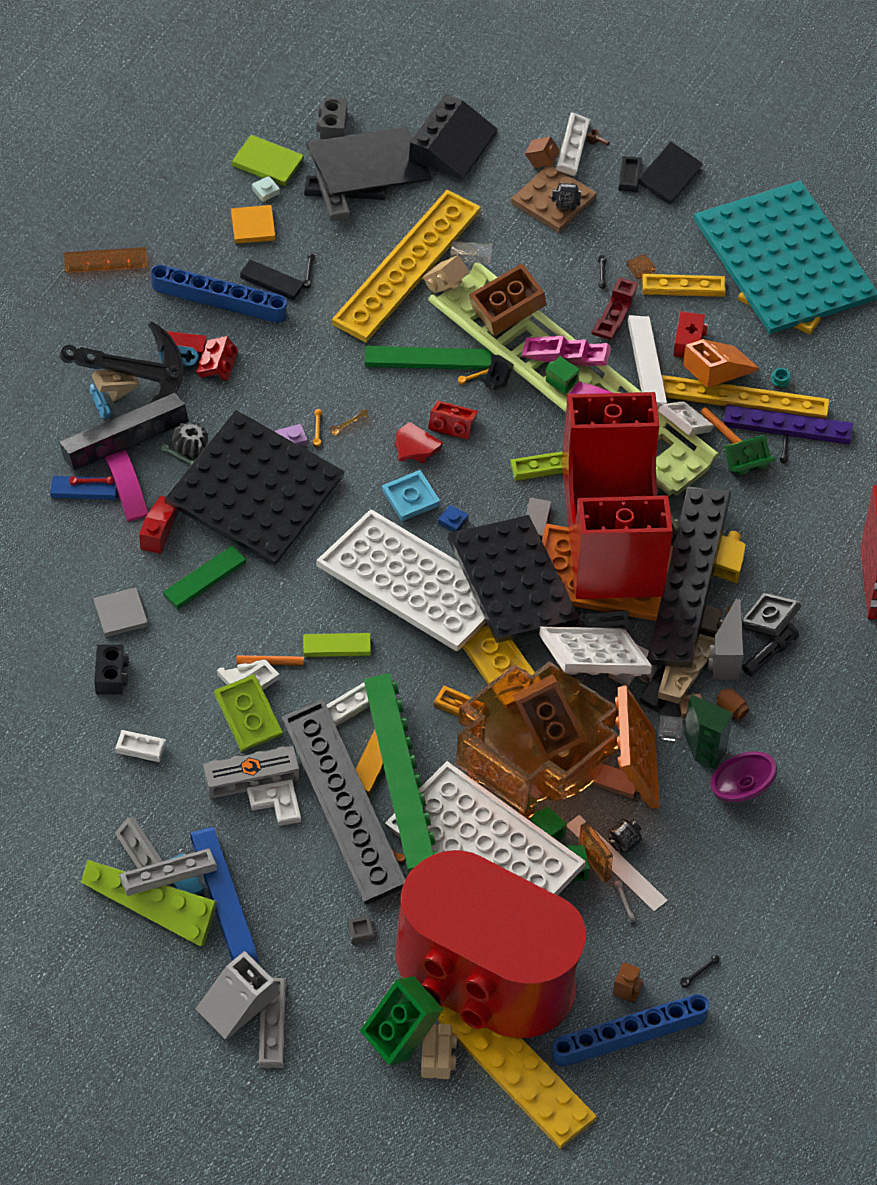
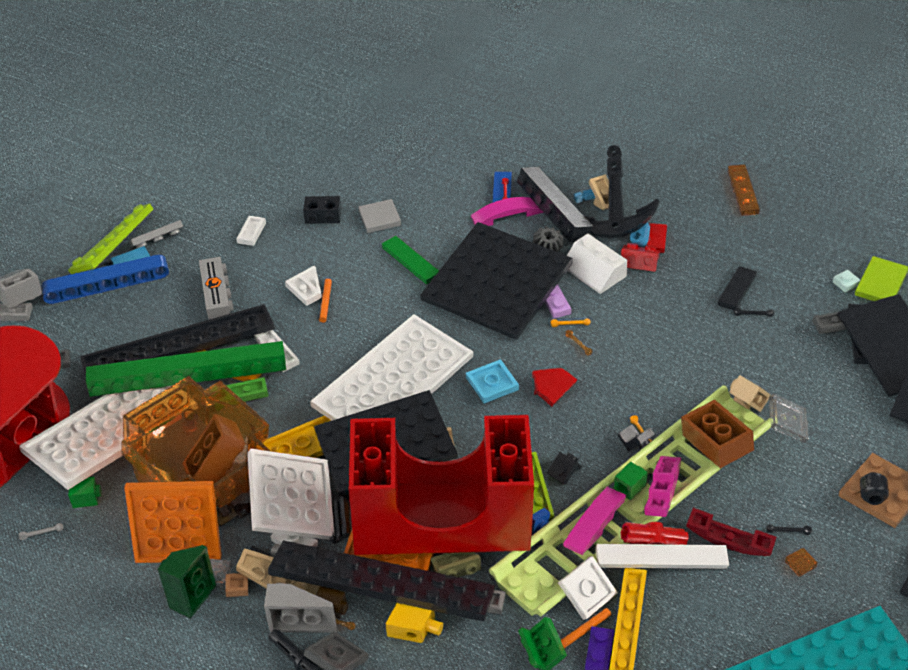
camera: 95 degrees right, 10 degrees down
(157, 526) = (454, 225): red slope -> none
(168, 872) = (123, 239): light grey tile -> none
(219, 293) = (711, 254): blue beam -> none
(231, 391) = (596, 264): none -> white slope
(248, 712) = (271, 284): lime tile -> none
(253, 224) = (801, 274): light orange tile -> none
(277, 795) = (193, 310): white tile -> none
(336, 644) = (336, 339): lime tile -> none
(406, 266) = (771, 375): yellow plate -> none
(423, 730) = (250, 389): none -> bright green plate
(427, 357) = (656, 391): green tile -> none
(448, 704) = (275, 413): light orange tile -> none
(452, 419) = (583, 408): red bracket -> none
(453, 519) = (468, 412): blue plate -> none
(532, 435) = (563, 467): none -> black bracket
(550, 823) = (119, 472): green brick -> none
(597, 852) = (83, 499): clear orange tile -> none
(624, 835) = (101, 526): black head -> none
(626, 872) = (79, 531): white sticker -> none
(627, 362) = (653, 534): none -> red piece
(683, 285) = (781, 601): yellow tile -> none
(689, 330) = (705, 598): red brick -> none
(716, 362) = (664, 617): orange slope -> none
(733, 702) = (234, 618): dark orange brick -> none
(744, 777) = (141, 618): magenta dish -> none

